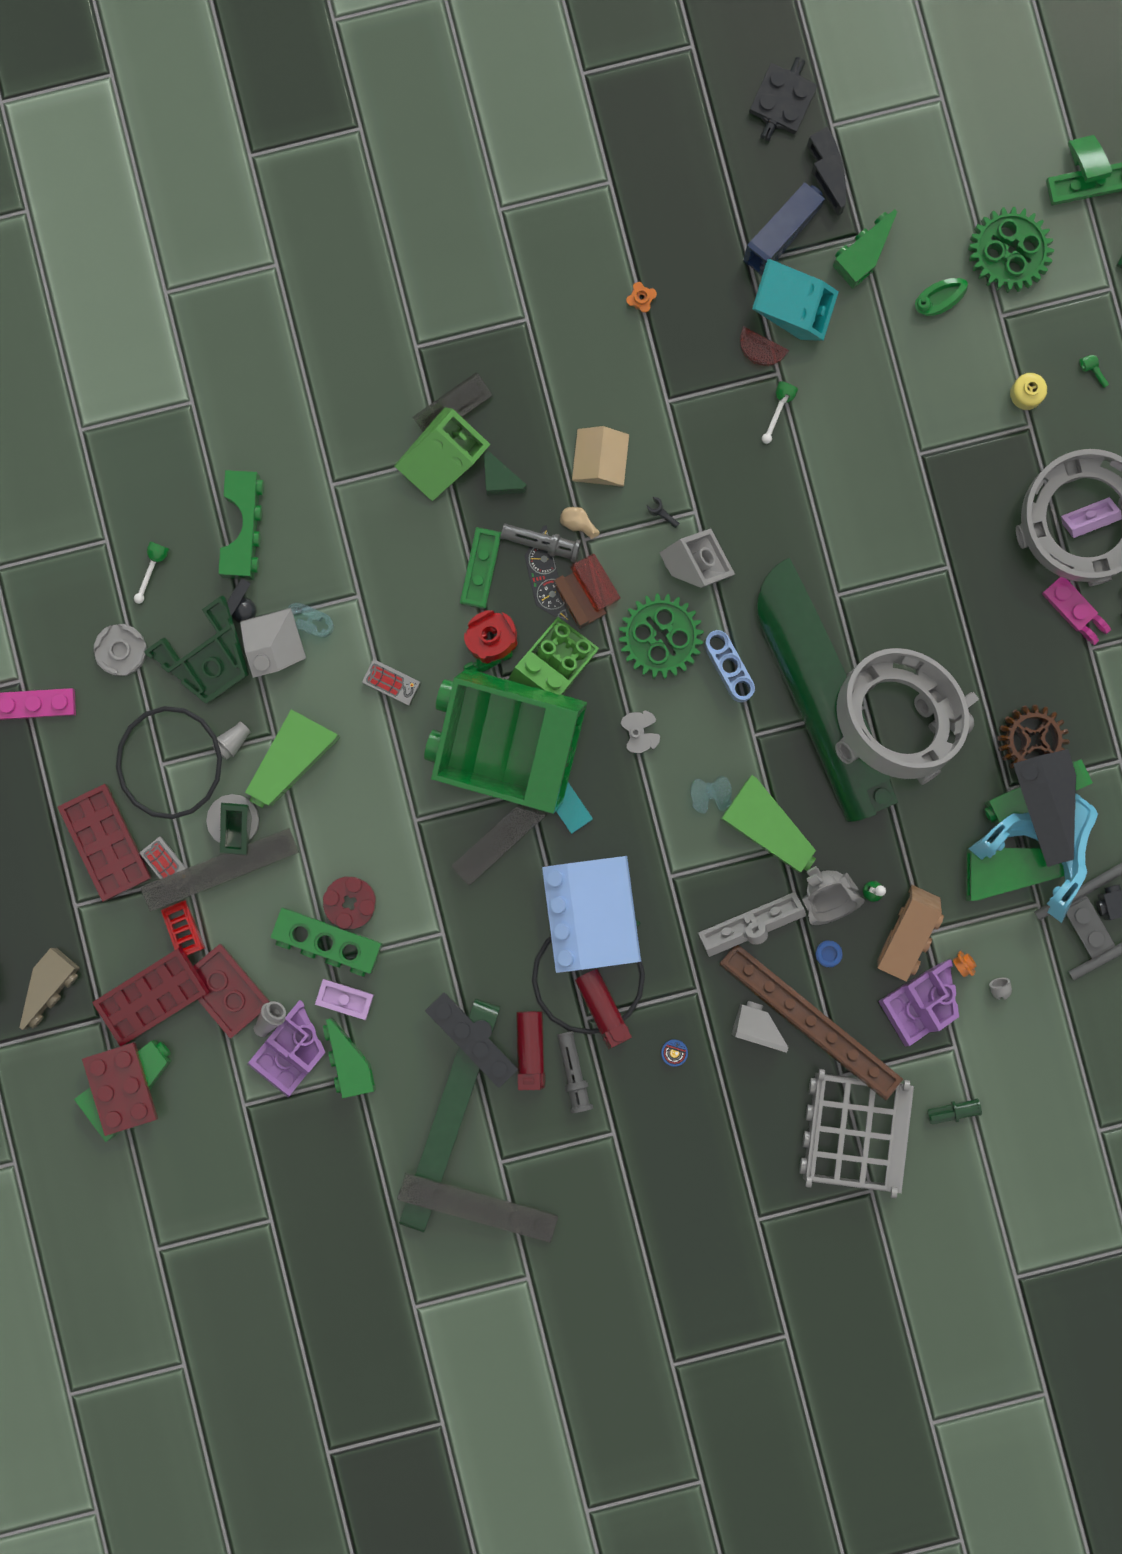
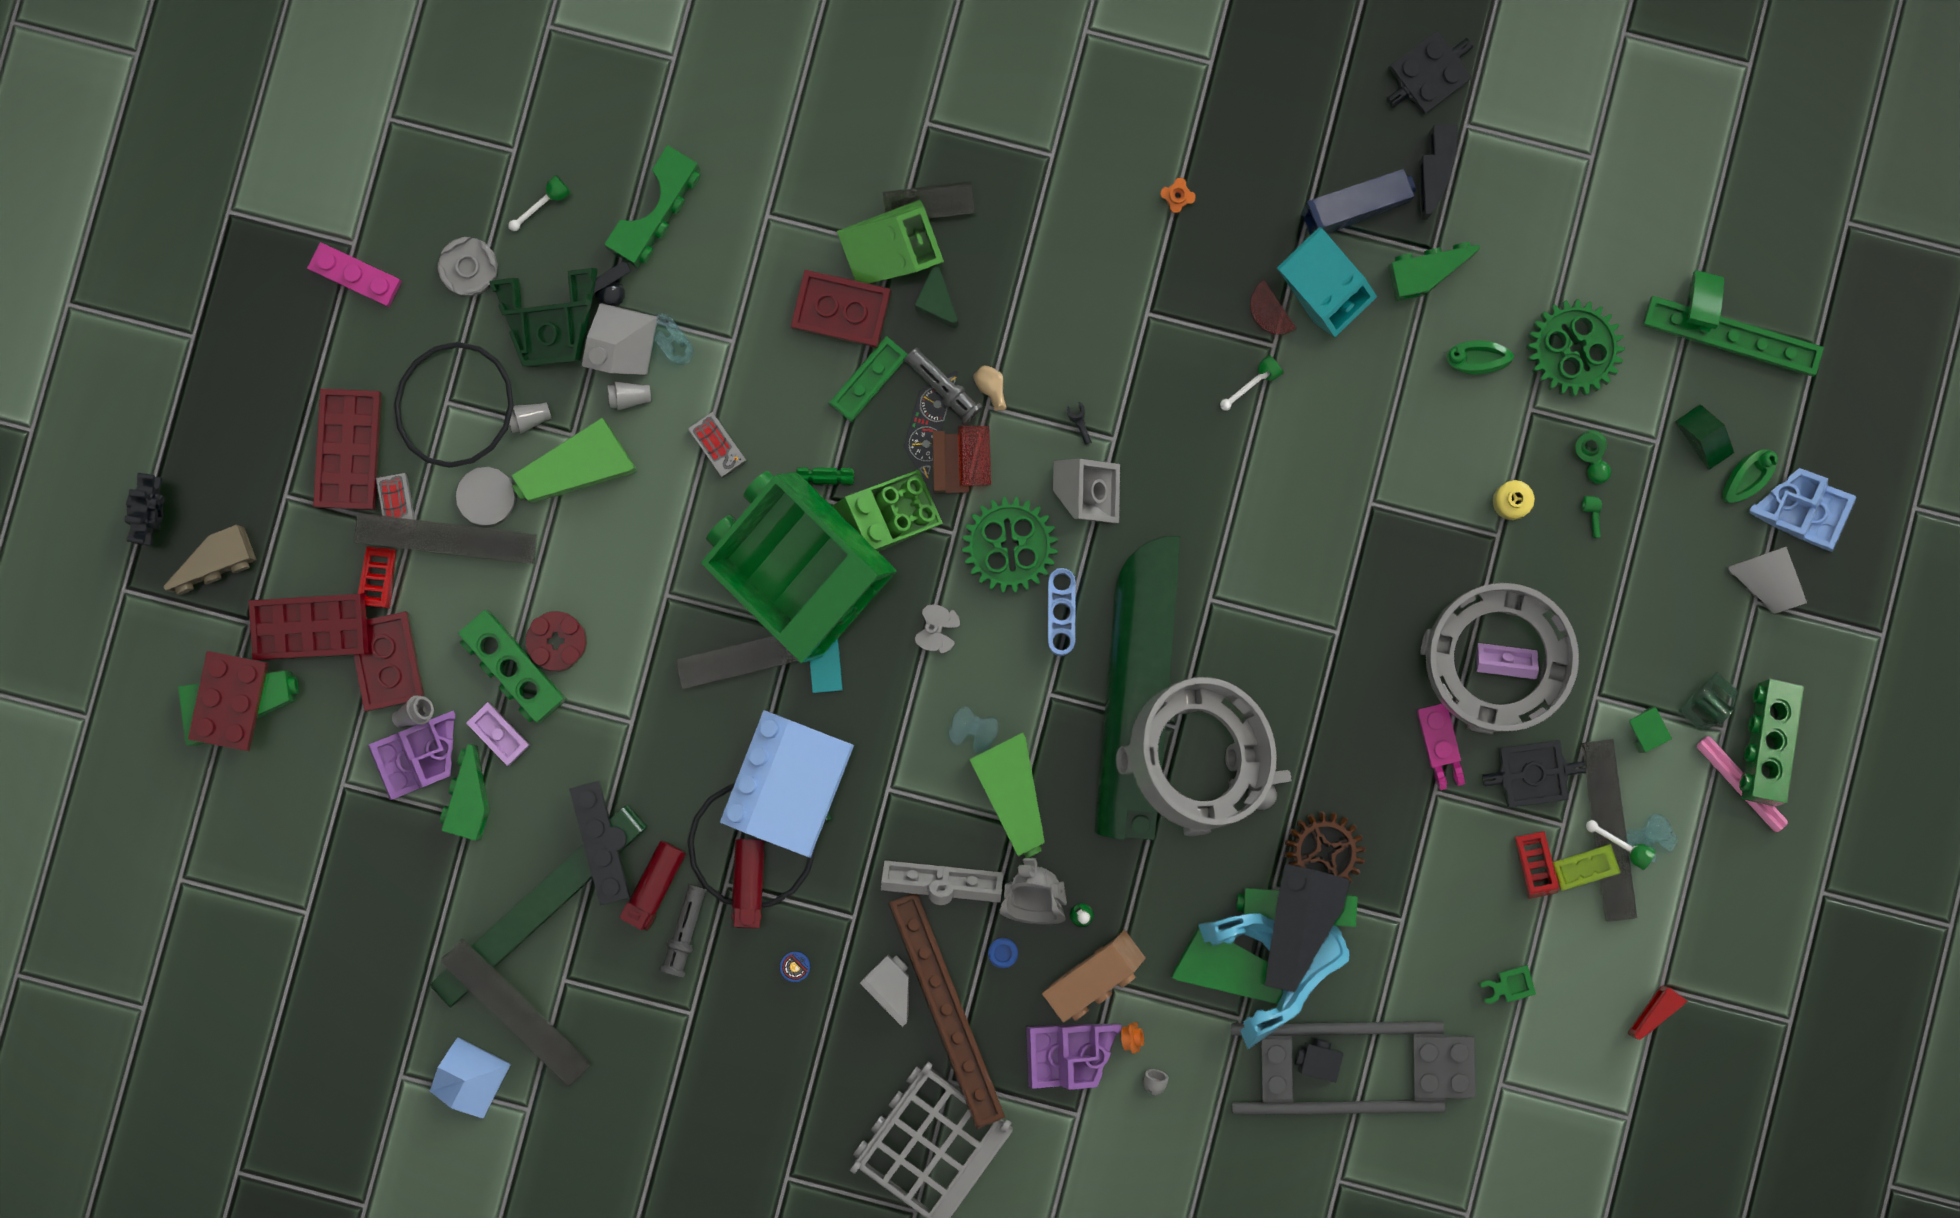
camera: 30 degrees right, 0 degrees up
(235, 828) = (481, 505): dark green slope -> none
(299, 682) = (627, 395): none -> light grey cone
(429, 524) = (841, 308): none -> dark red plate
(469, 1279) = (469, 1078): none -> light blue slope
(493, 649) = (845, 467): red plate -> none
(600, 456) = (1049, 332): tan slope -> none
(954, 1111) = (1041, 1178): dark green axle -> none
(1079, 334) = (1598, 470): none -> green plate

